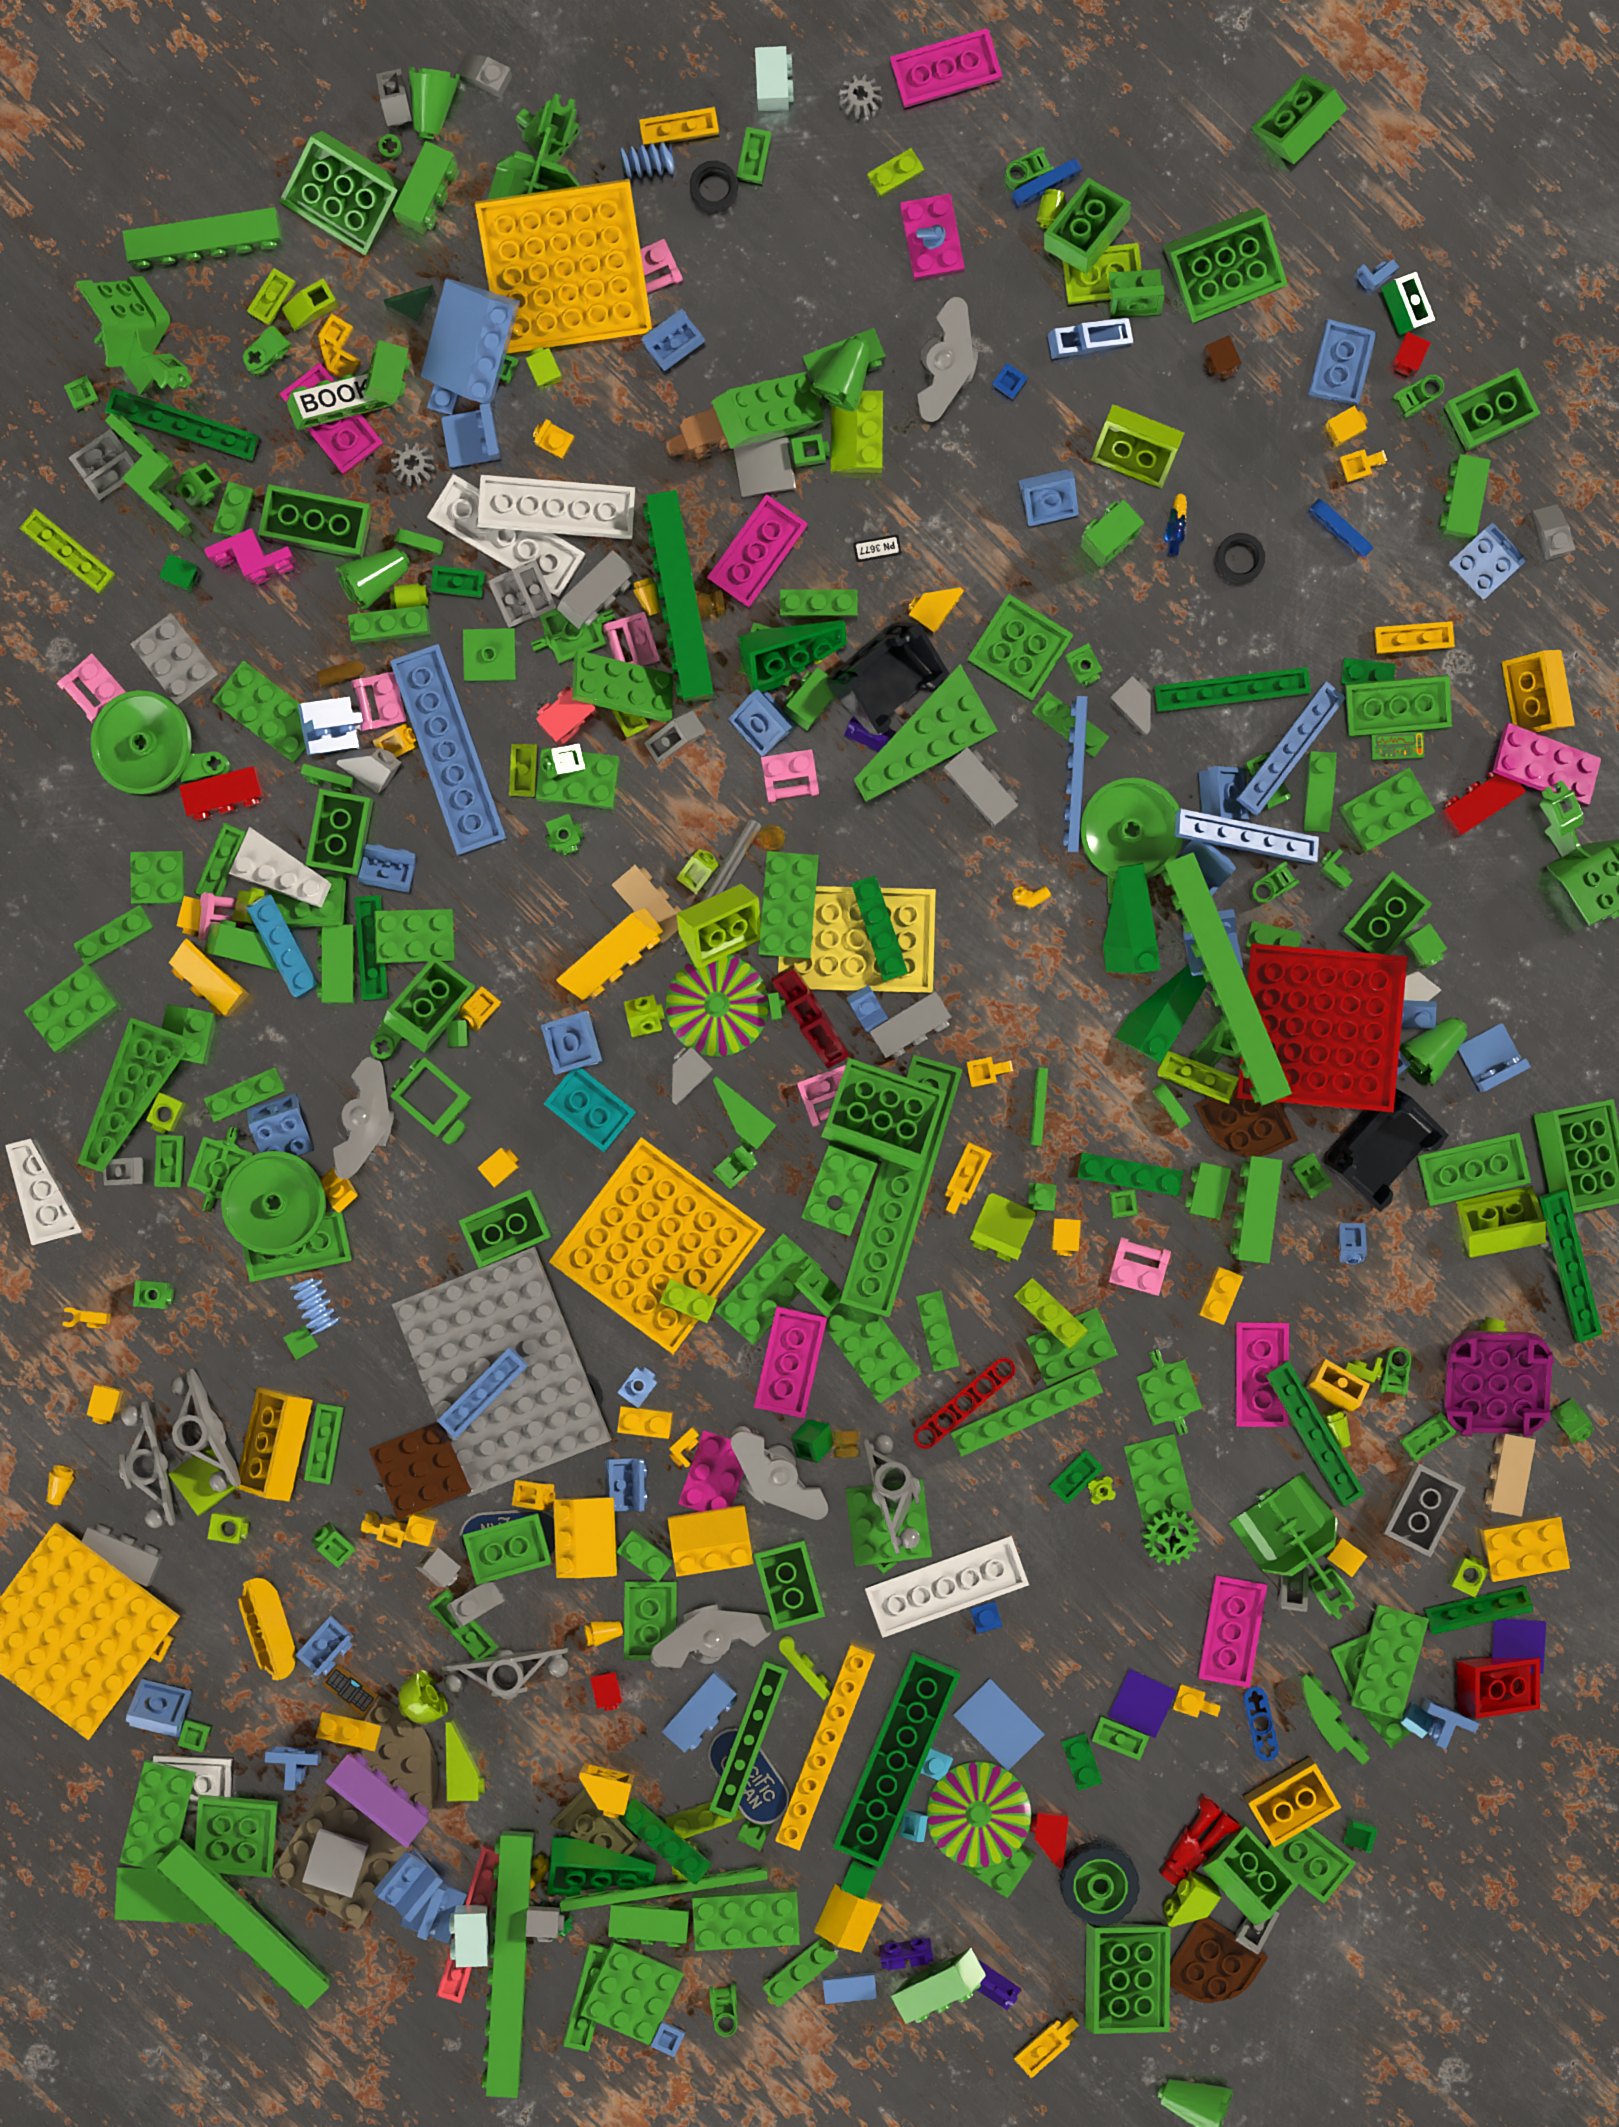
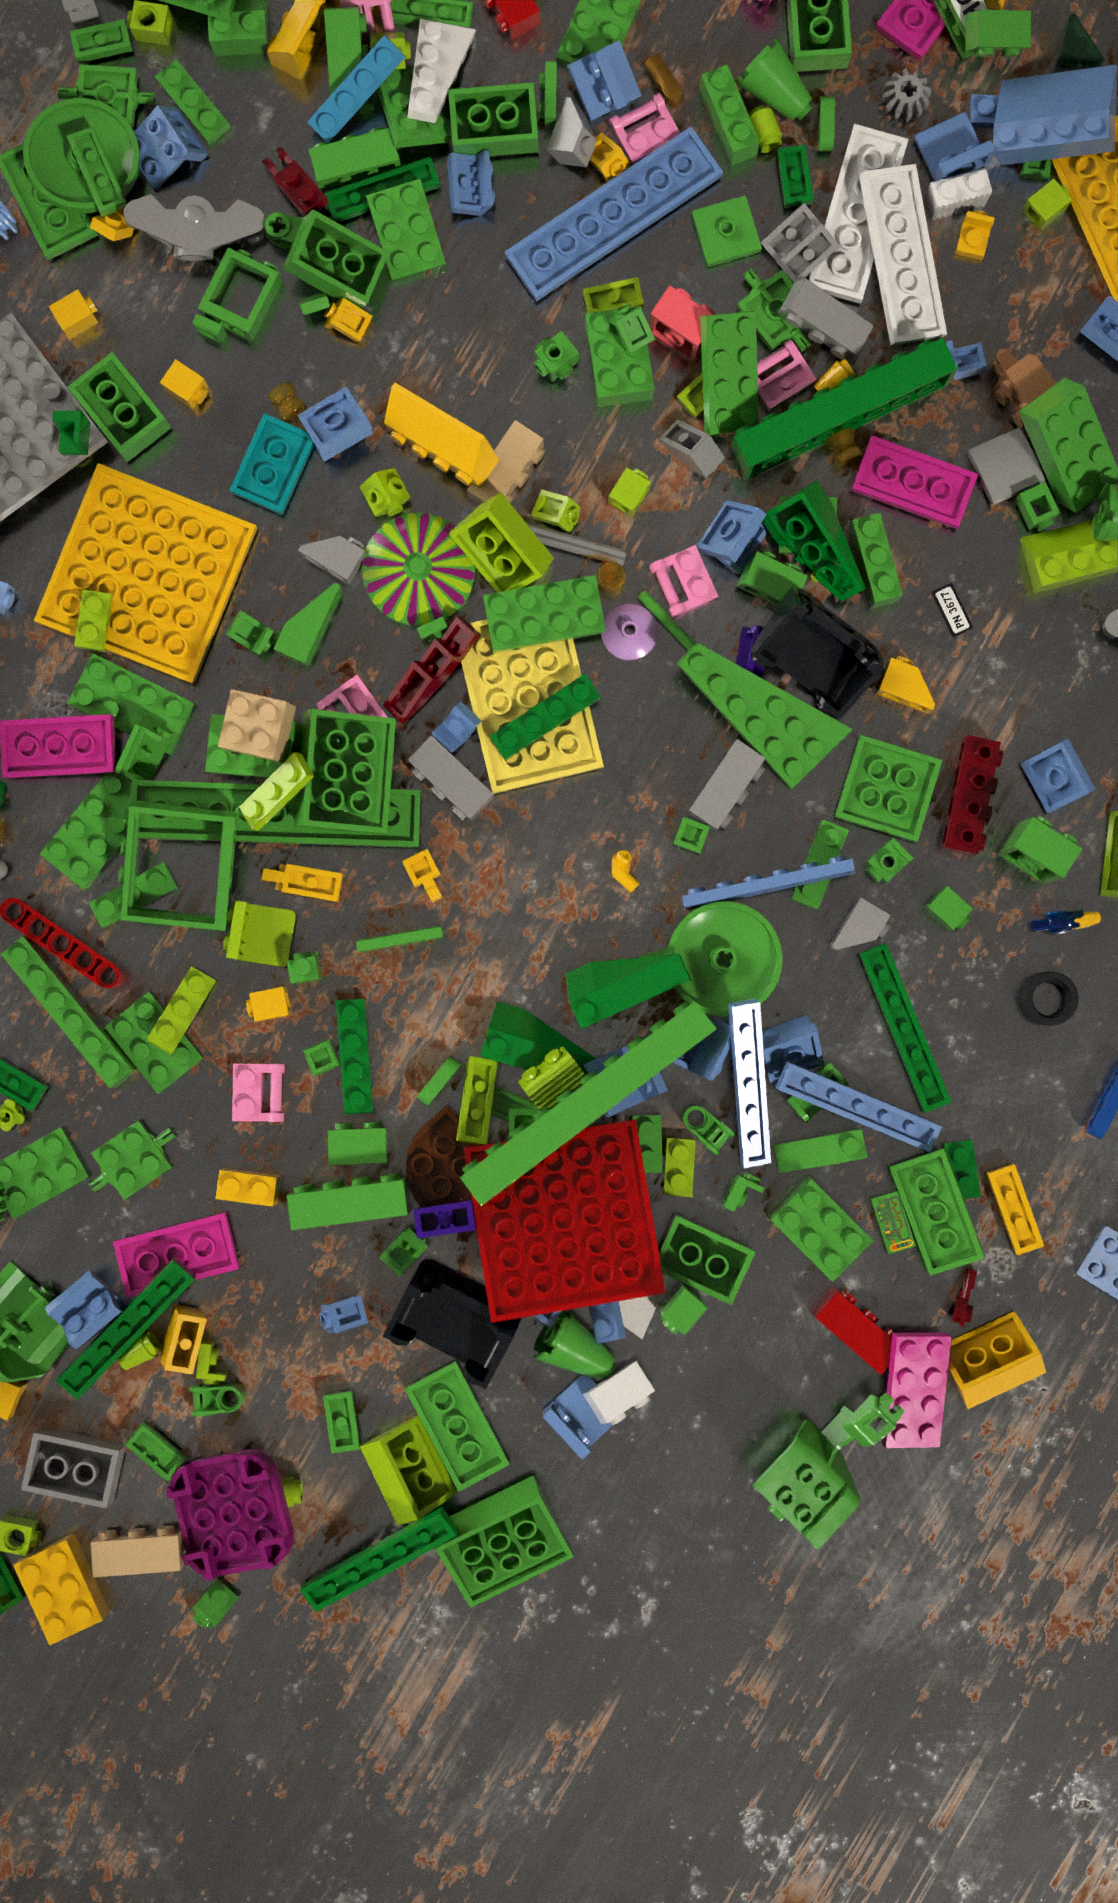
camera: 75 degrees right, 0 degrees up
(294, 1192) = (97, 171): none -> bright green tile
(347, 1021) = (296, 184): none -> dark red hinge
(408, 1247) = (74, 313): none -> yellow brick
(514, 443) = (958, 193): none -> white brick
(524, 1272) = (74, 432): none -> green panel
(544, 1081) = (286, 401): none -> clear yellow wheel
(662, 476) = (968, 359): none -> medium blue bracket
(699, 801) = (629, 491): none -> lime brick
(822, 798) = (658, 611): none -> bright green bar
(827, 1177) = (257, 726): none -> tan brick
(835, 834) = (629, 646): none -> lavender dish
(886, 1176) = (276, 791): none -> lime plate
(970, 1295) = (128, 873): none -> bright green window
(1015, 829) = (691, 835): none -> bright green plate
(1046, 577) = (971, 795): none -> dark red brick
(1140, 623) = (949, 909): none -> bright green brick
(1196, 1006) = (551, 1078): none -> lime brick
(1289, 1462) = (85, 1308): none -> medium blue bracket
(1293, 1129) = (444, 1219): none -> dark purple brick
(1301, 917) = (679, 1167): none -> lime plate
(1444, 1268) = (341, 1421): none -> bright green plate
(1482, 1021) = (619, 1393): none -> white brick
(1489, 706) = (963, 1311): none -> dark red plate

